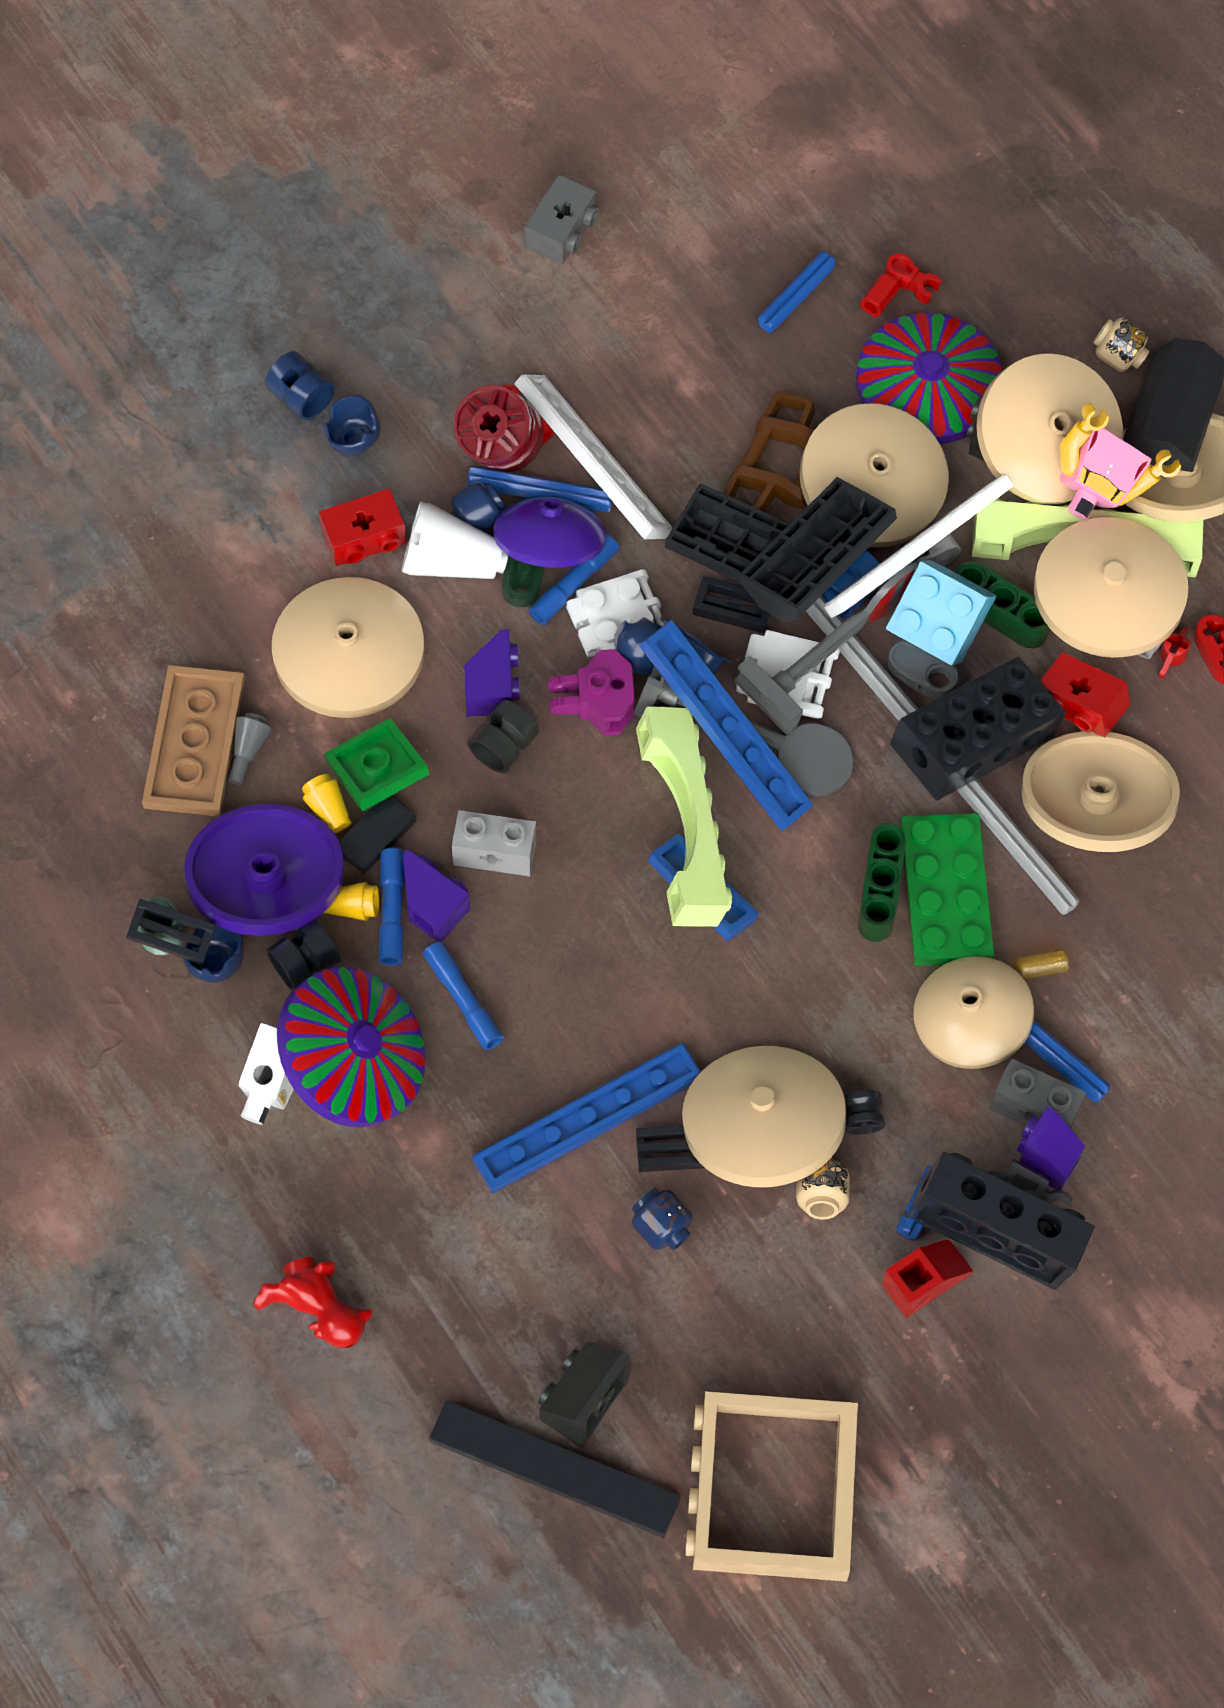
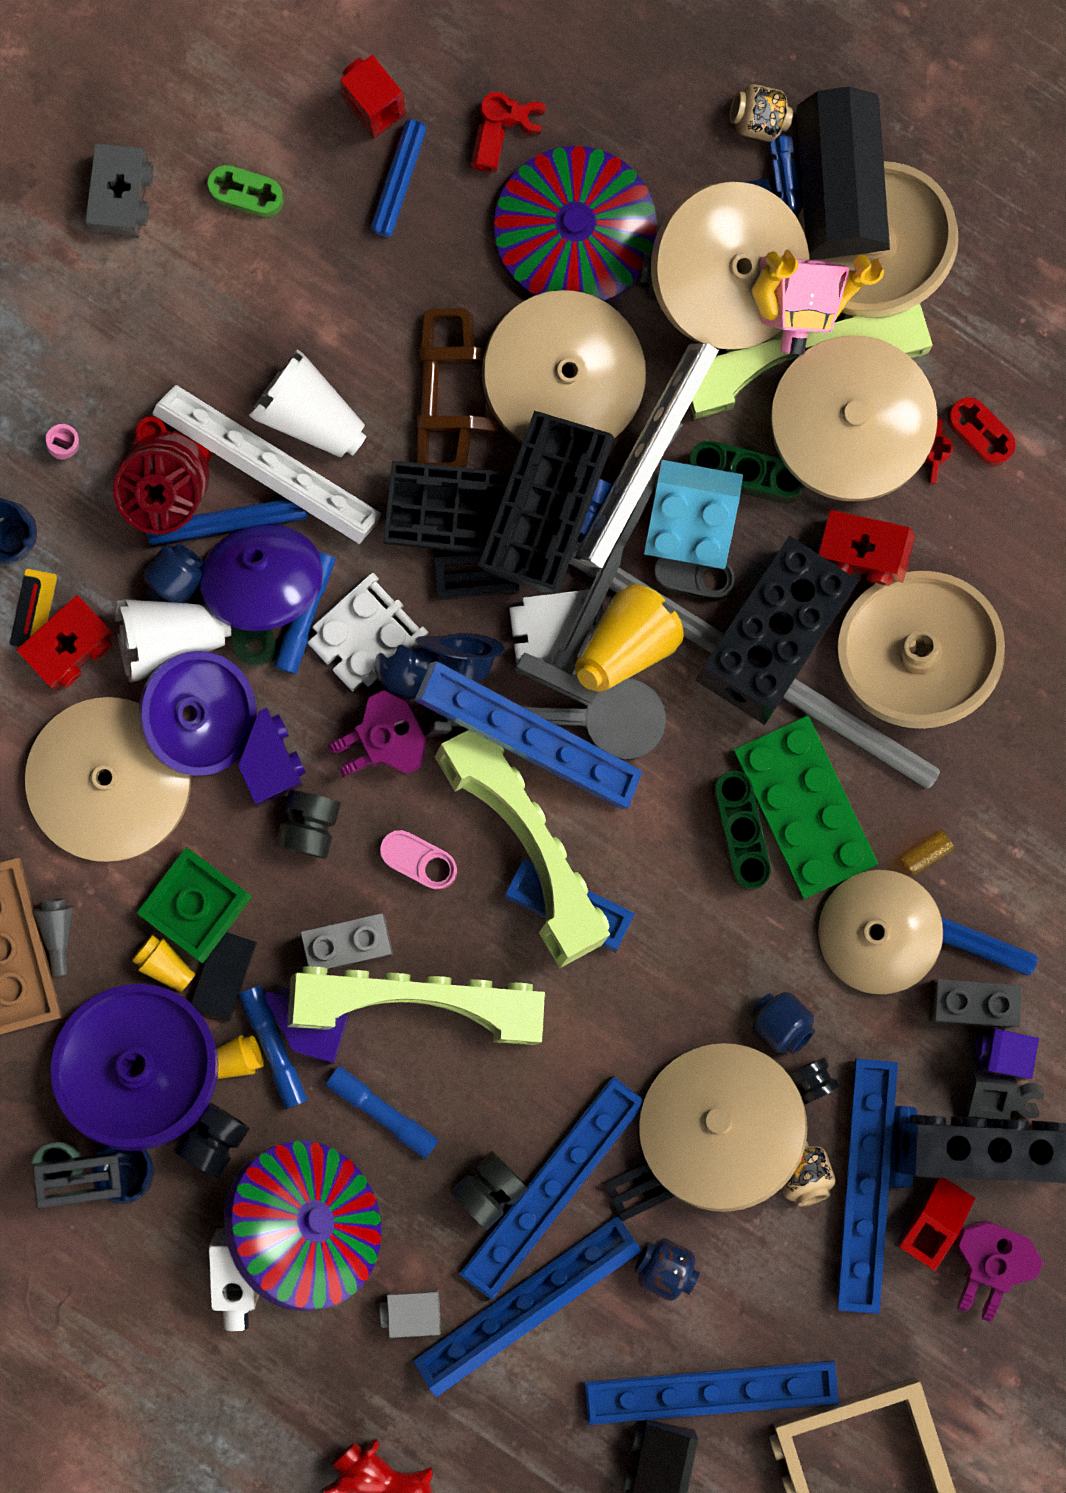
camera: 20 degrees left, 20 degrees up
(355, 486) = (33, 605): none -> sticker
(414, 1170) = (411, 1313): none -> light grey brick
(430, 381) = (64, 435): none -> bright pink hinge
(460, 866) = (510, 1013): none -> yellowish green arch
(463, 599) = (220, 713): none -> dark purple dish
(516, 1094) = (489, 1190): none -> pearl dark grey wheel
(534, 1201) = (527, 1306): none -> blue plate
(580, 799) = (412, 854): none -> bright pink piece
(646, 422) = (309, 409): none -> white cone
(658, 1348) = (711, 1392): none -> blue tile
(664, 260) = (248, 182): none -> bright green beam
(801, 218) = (372, 95): none -> red brick
(846, 683) = (628, 638): none -> yellow cone
(855, 1052) = (783, 1022): none -> dark blue head
(875, 1223) = (867, 1186): none -> blue plate
(967, 1331) = (995, 1268): none -> magenta hinge
(1125, 393) = (785, 172): none -> blue axle

